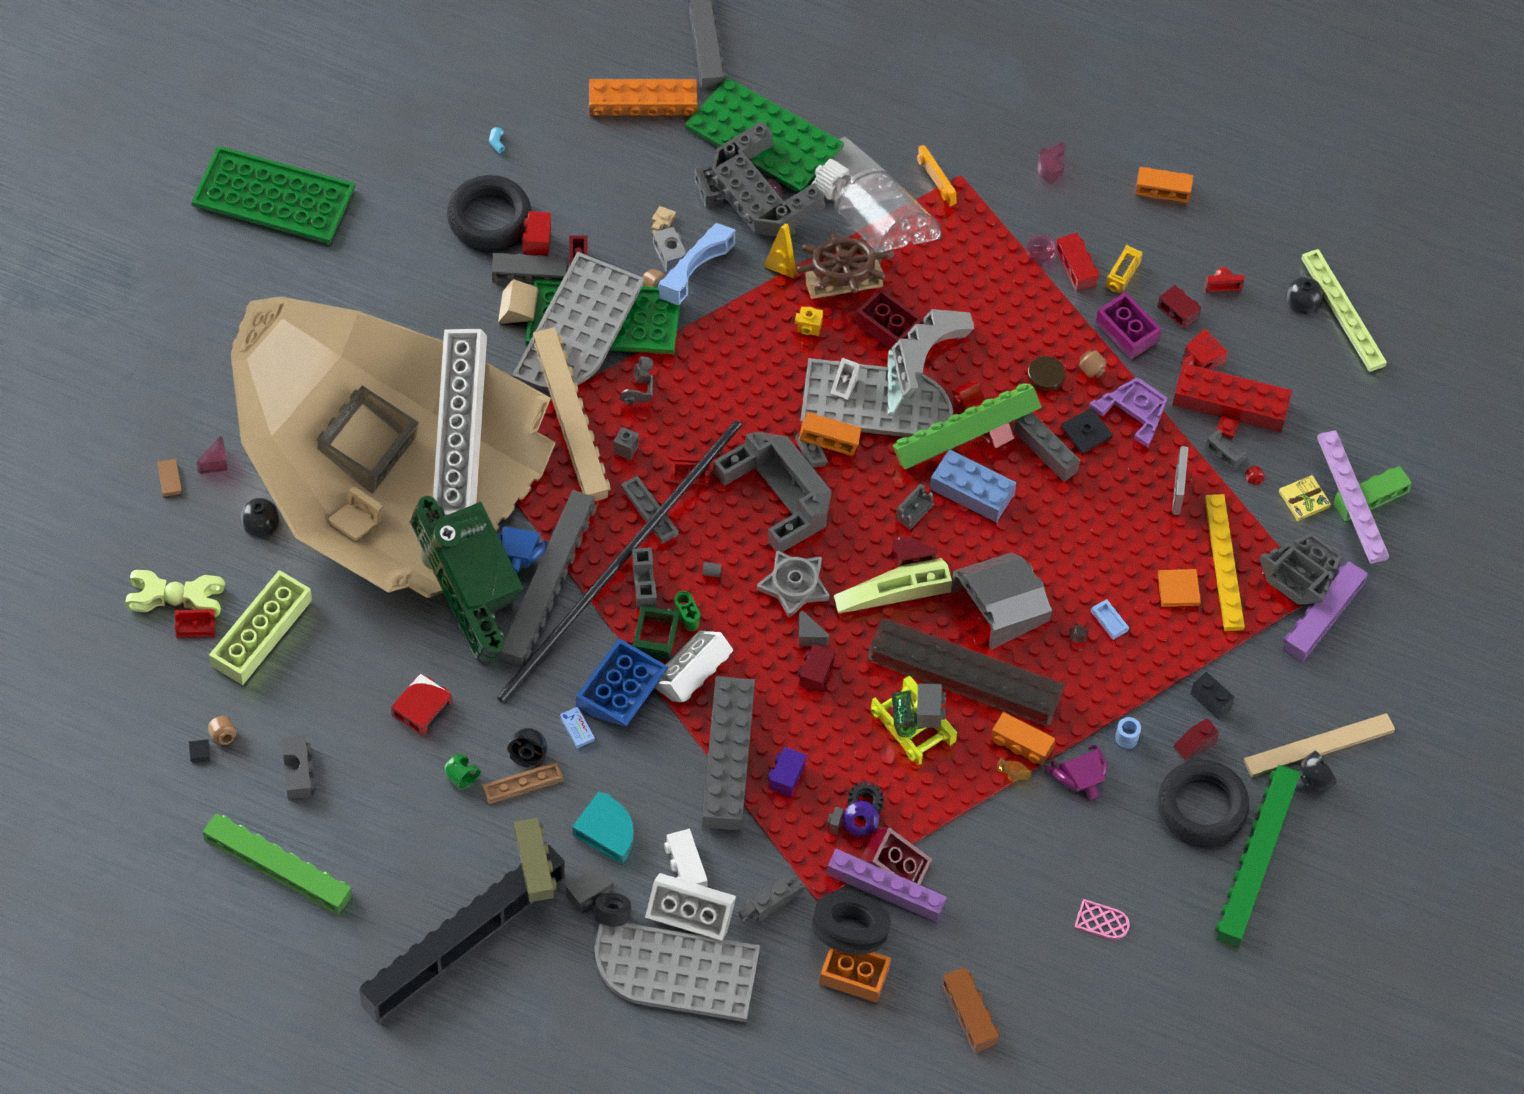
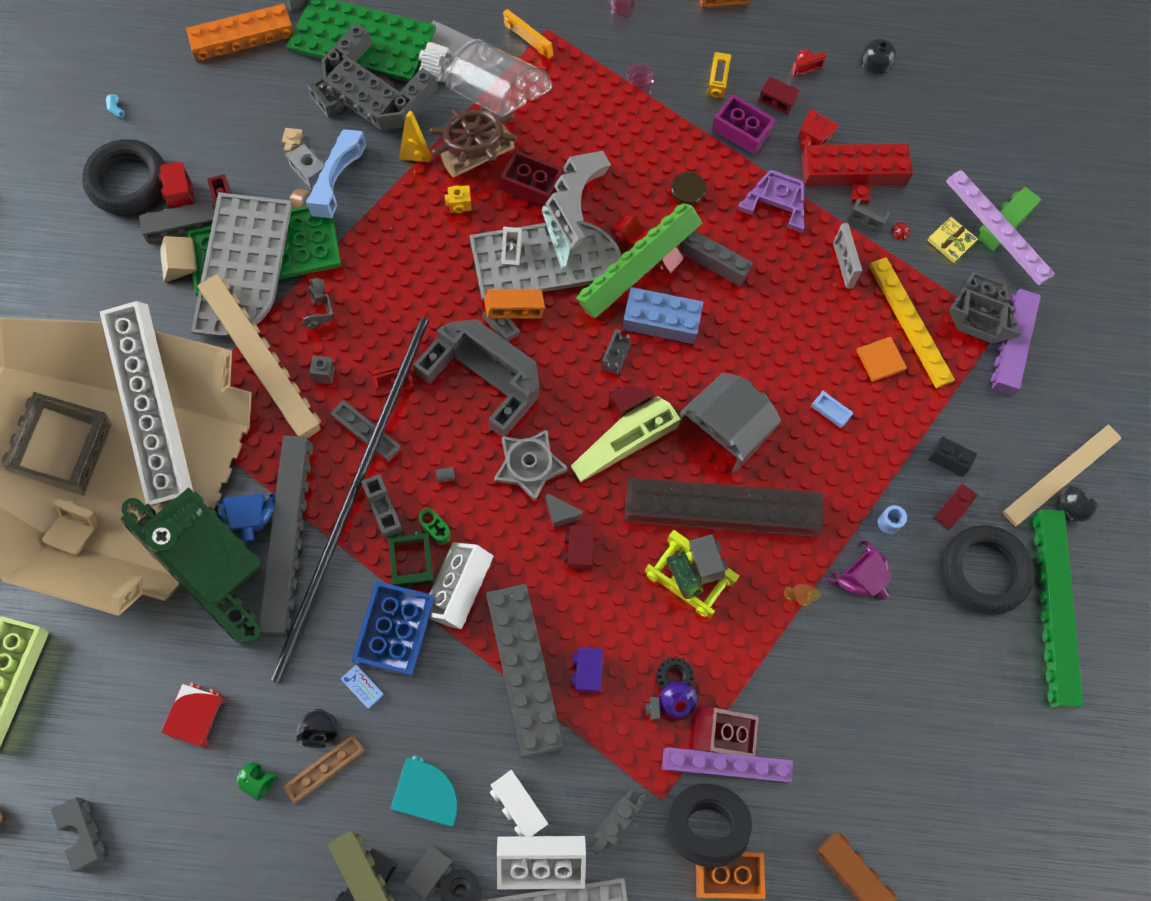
camera: 20 degrees left, 10 degrees up
(1022, 739) = (800, 560): orange brick -> none
(1077, 261) = (676, 79): red brick -> none
(1078, 633) = (810, 433): clear smoke plate -> none
(1086, 431) = (743, 232): black plate -> none
(1092, 363) = (726, 168): medium nougat head -> none
(1110, 910) = (944, 711): bright pink window -> none
(1344, 311) = (918, 62): yellowish green plate -> none

